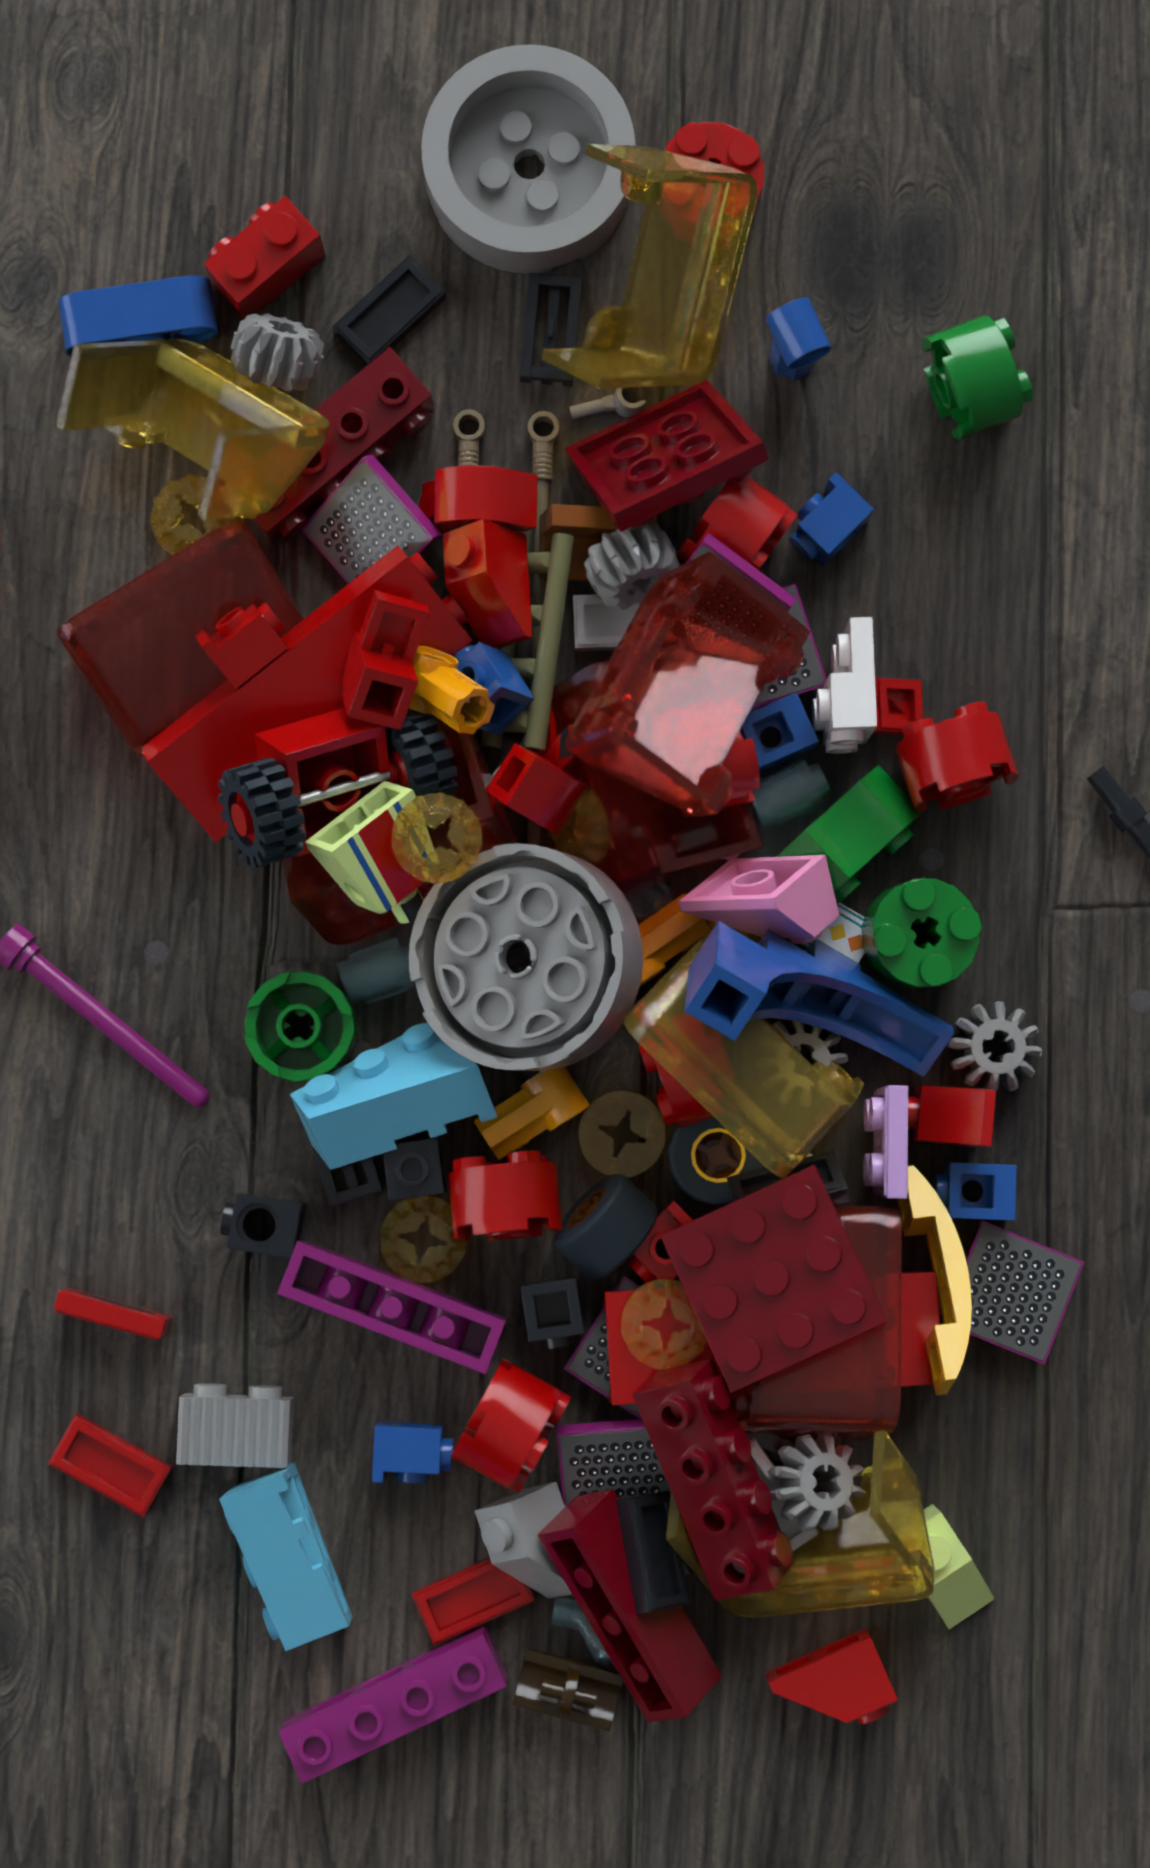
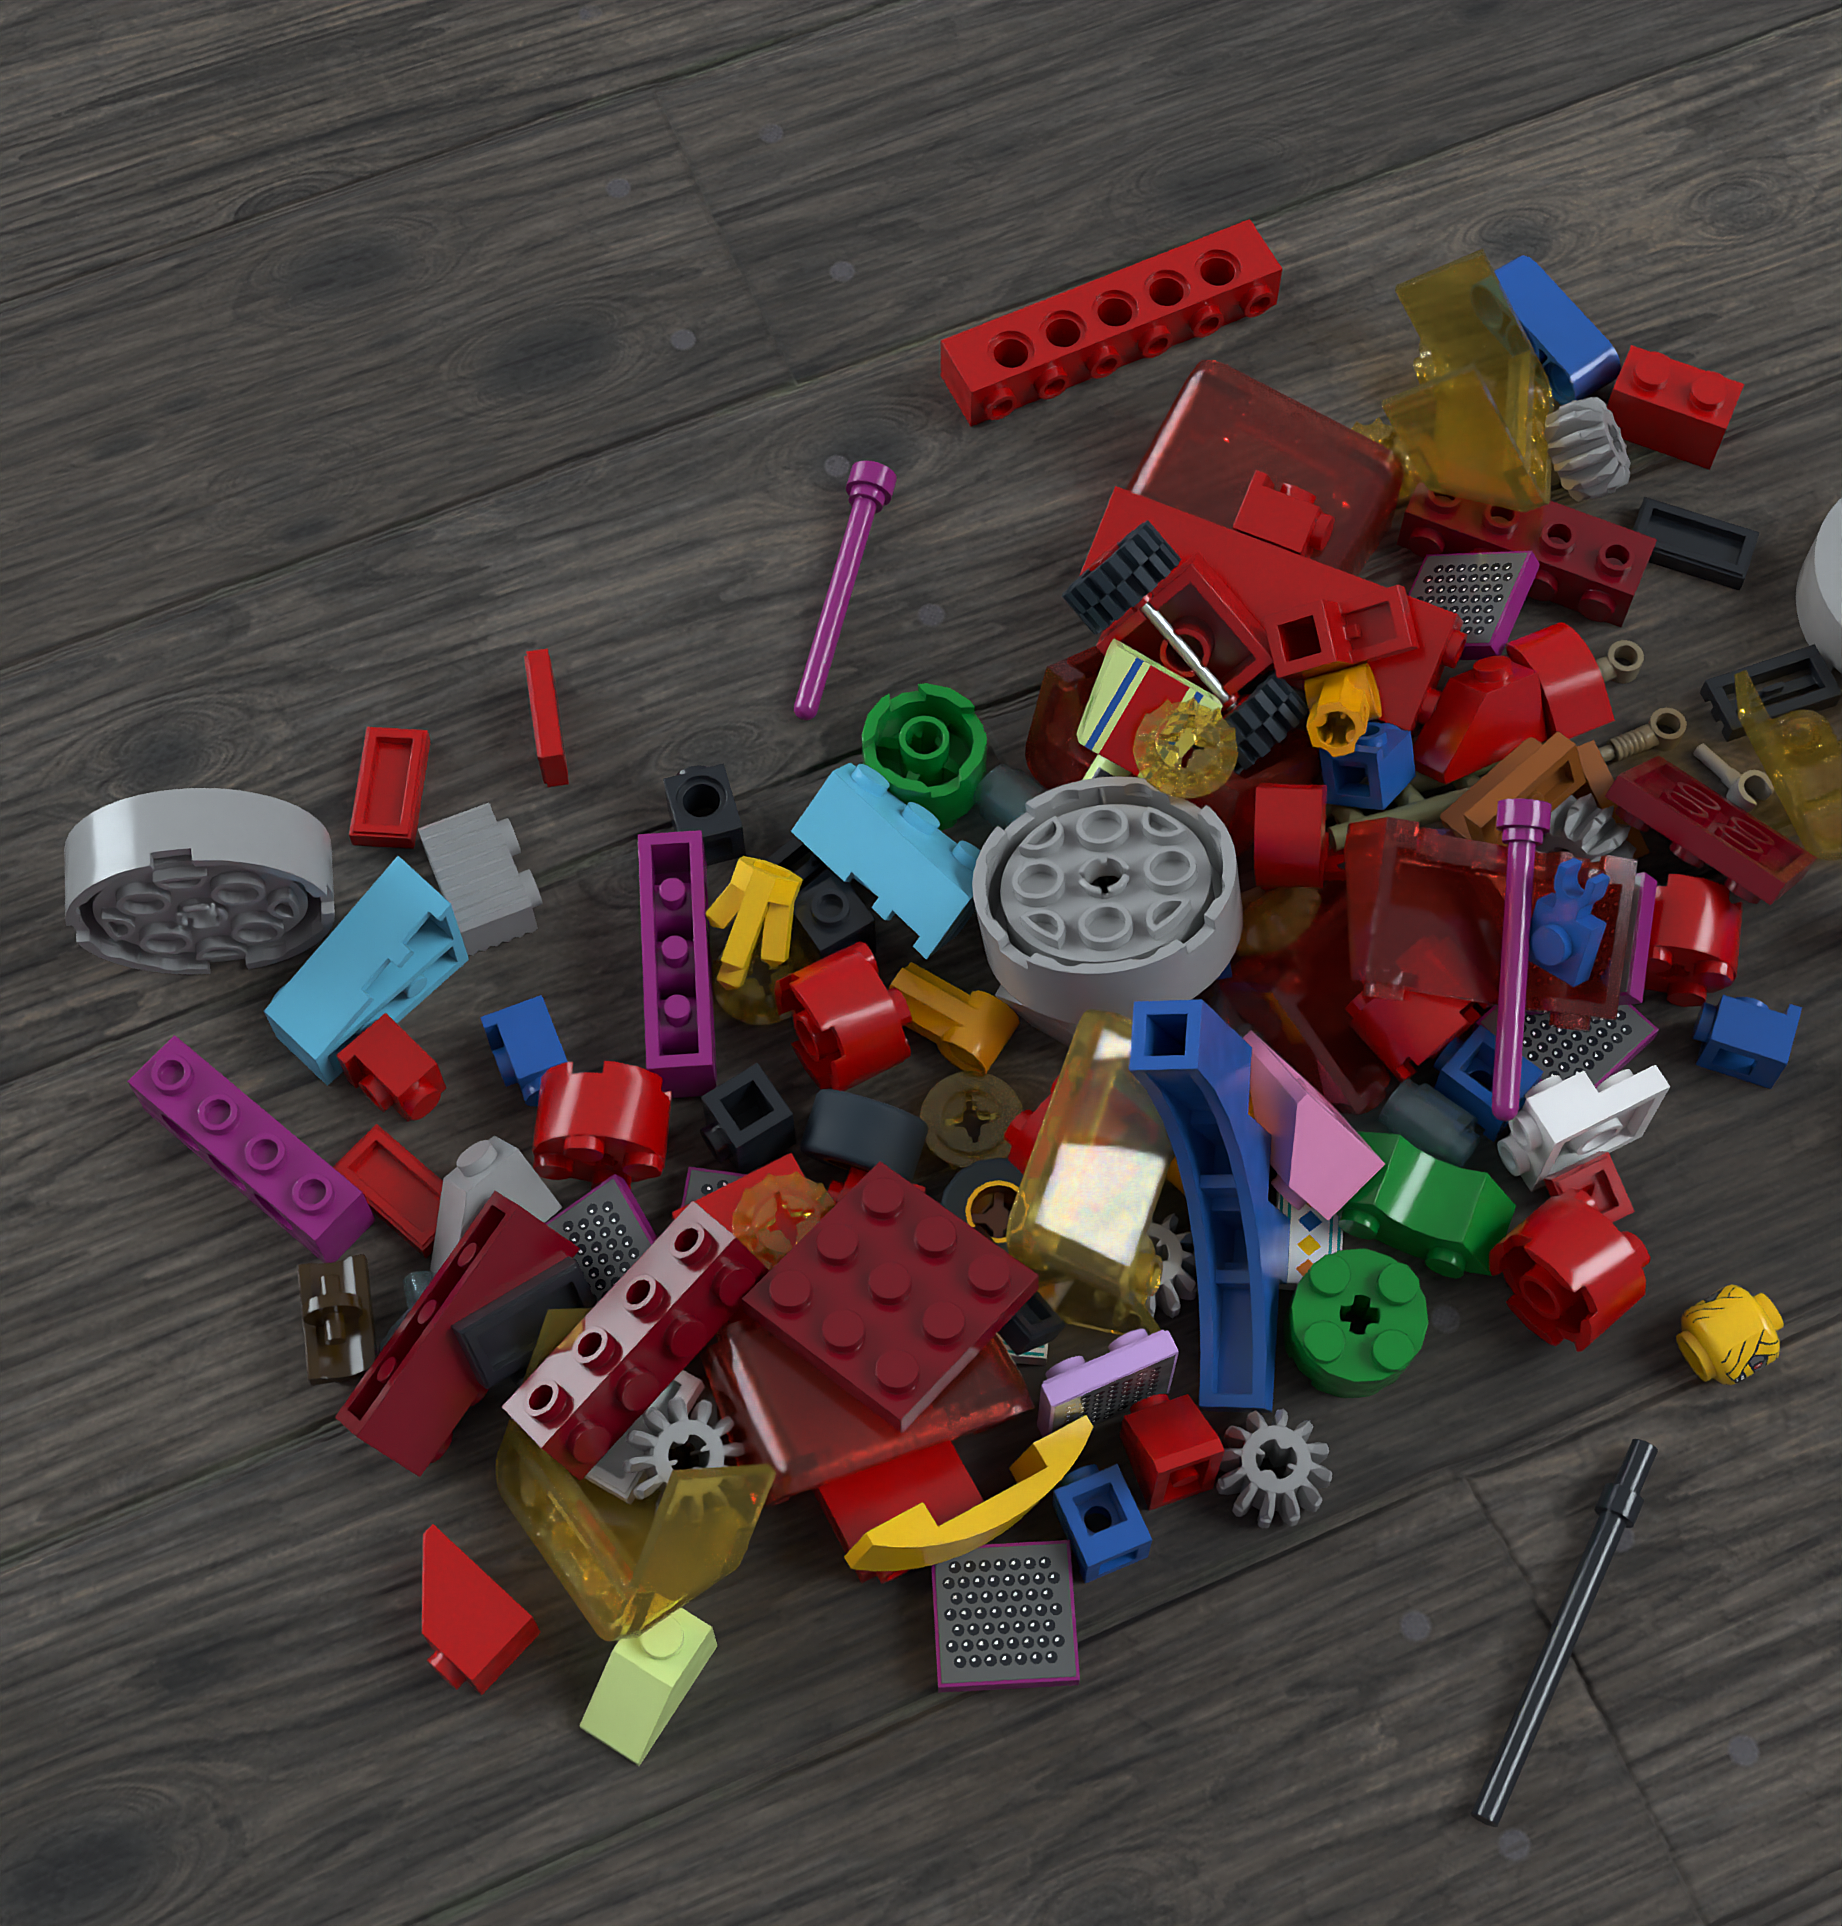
camera: 65 degrees right, 20 degrees down
(167, 1669) = (198, 880): none -> light grey brick
(376, 1564) = (393, 1070): none -> red brick
(379, 1219) = (763, 904): none -> yellow rock
(577, 597) = (1530, 771): none -> dark orange panel
(638, 620) = (1522, 830): none -> magenta piece
(727, 632) = (1562, 926): none -> blue plate
(1047, 666) = (1730, 1335): none -> yellow head

